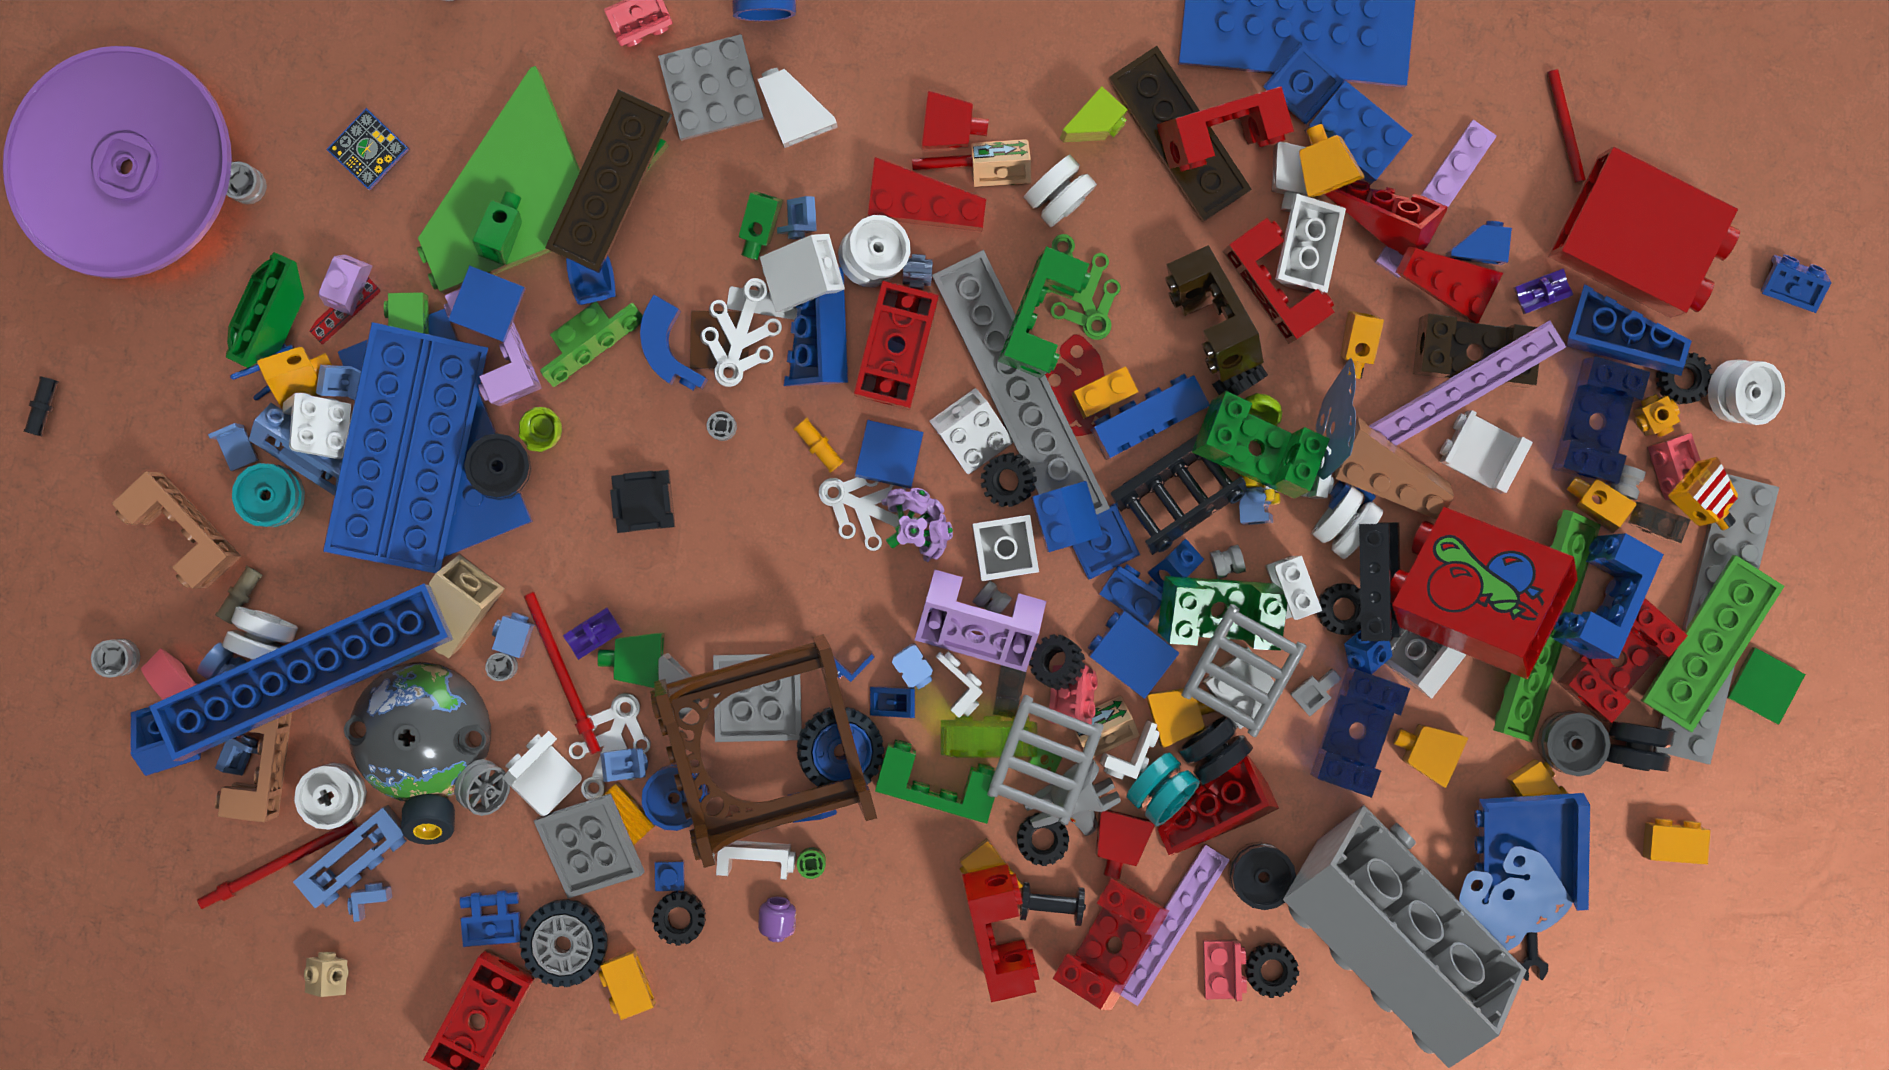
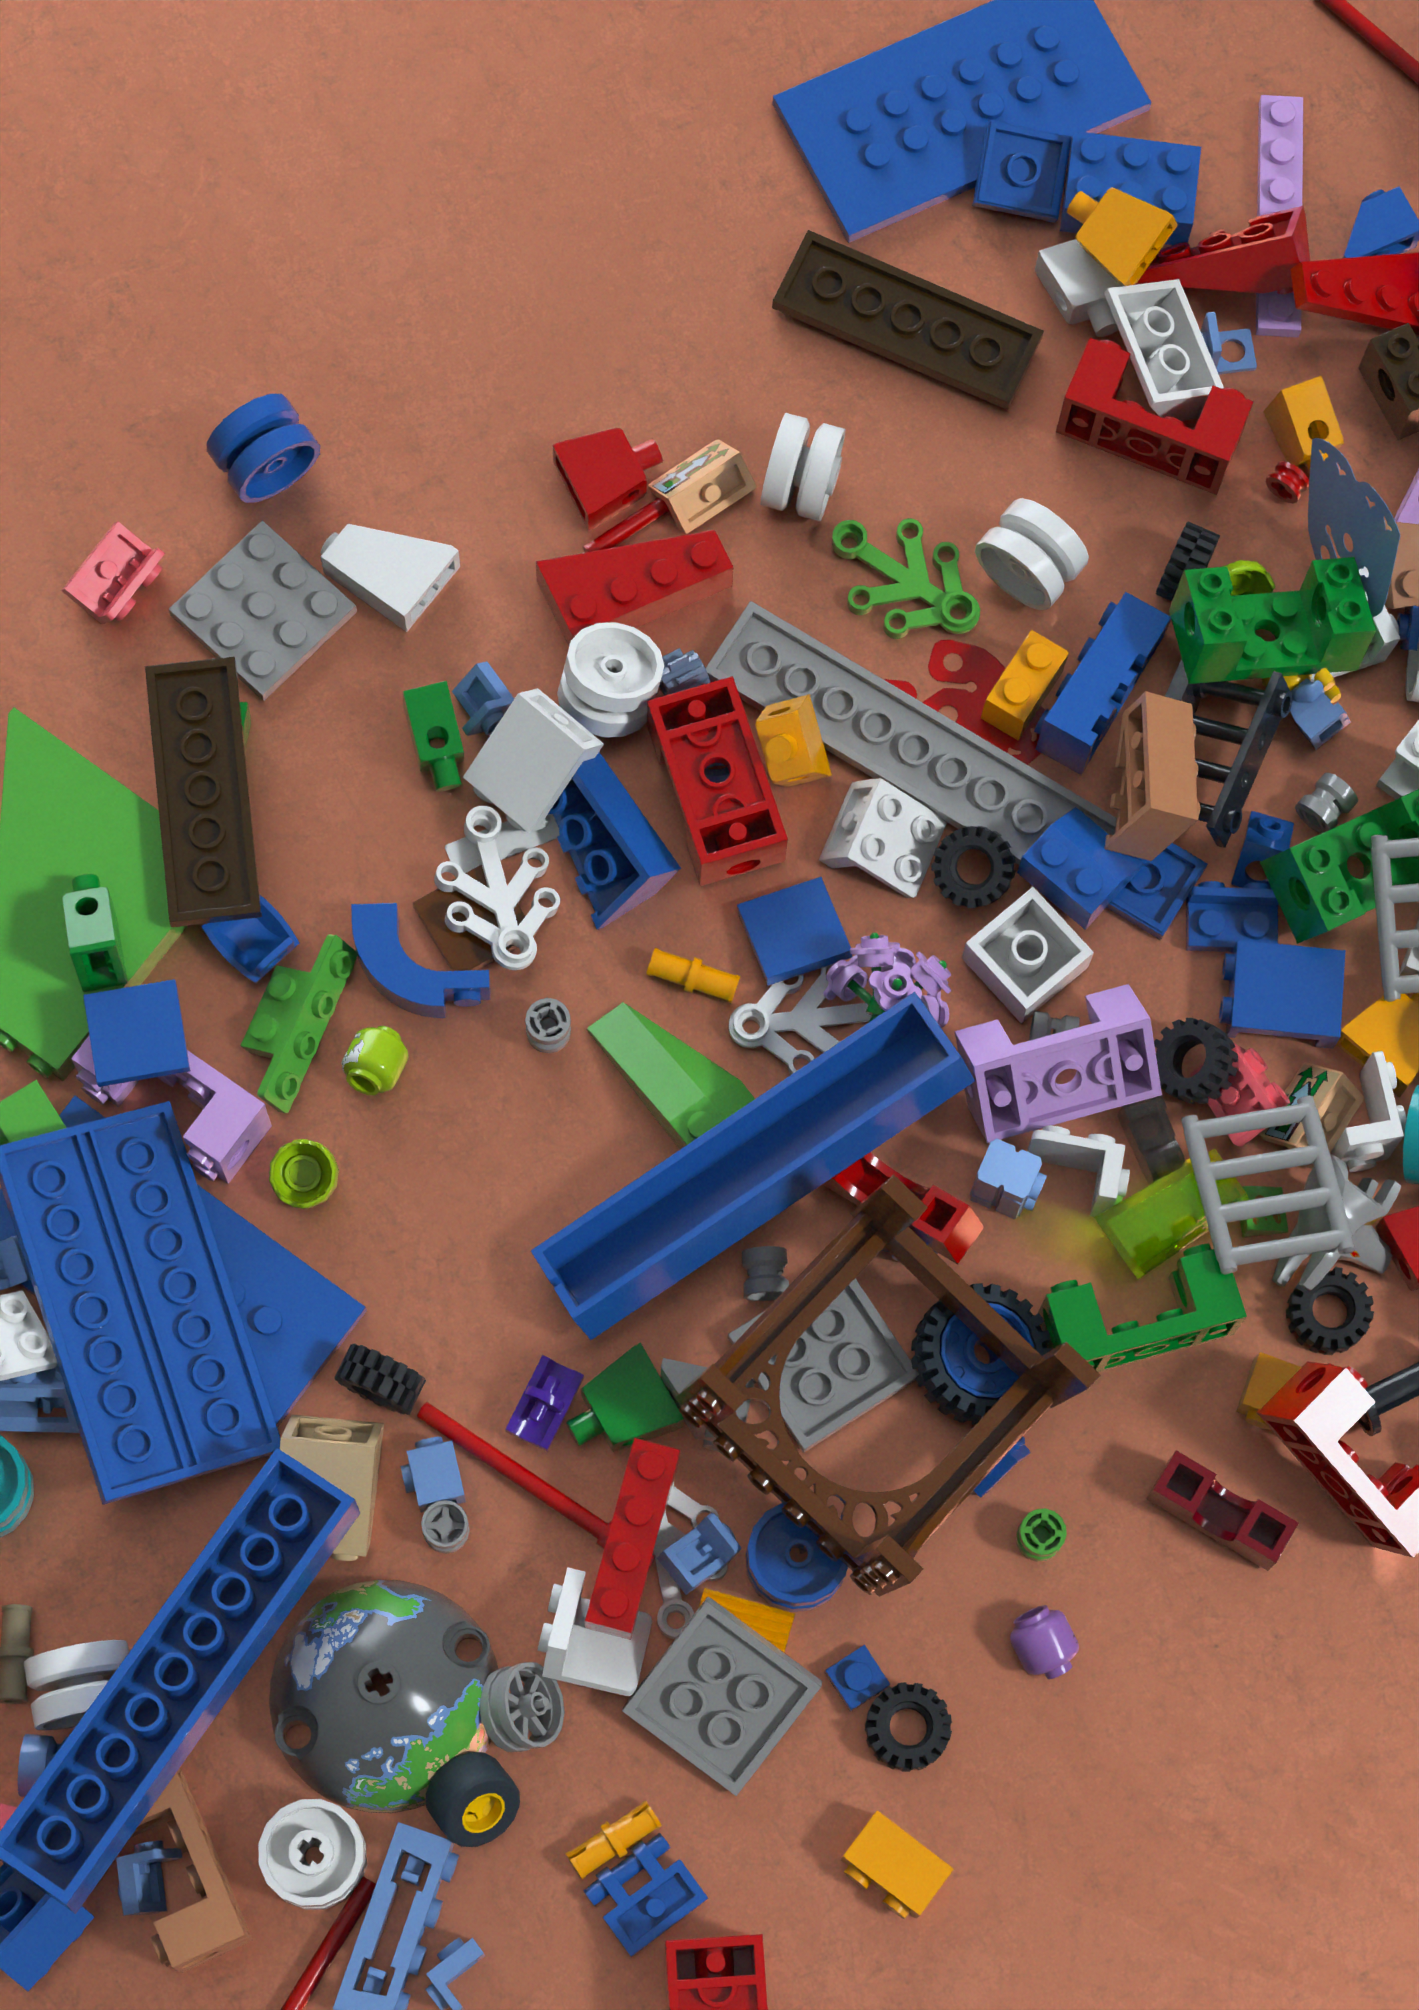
camera: 35 degrees left, 15 degrees down
(485, 454) = (283, 1224): black wheel -> none
(491, 881) = (613, 1839): none -> light orange pin
(512, 568) = (380, 1379): none -> black tyre
(558, 965) = (760, 1901): wheel -> none
(591, 737) = (632, 1539): none -> red arch
(616, 388) = (375, 1060): none -> lime head
(642, 501) = (502, 1188): black panel -> none
(754, 634) = (765, 1270): none -> light grey wheel
(756, 851) = (992, 1541): white panel -> none
(774, 504) = (670, 1078): none -> bright green wedge
(777, 578) = (752, 1166): none -> blue piece
(844, 637) = (946, 1224): none -> red arch
(892, 701) = (1012, 1247): blue slope -> none
(913, 910) = (1238, 1523): none -> dark red arch
(952, 352) = (792, 742): none -> light orange torso
(1051, 272) = (888, 680): green plate -> none
(1096, 119) = (793, 355): lime slope -> none
(1137, 496) = (1157, 777): none -> nougat wedge
(1156, 321) = (1031, 554): none -> white wheel
(1200, 281) = (1146, 491): dark brown plate -> none
(1262, 117) = (996, 232): red plate -> none
(1331, 363) = (1287, 482): none -> red bush
(1343, 252) = (1215, 339): none -> medium blue bracket

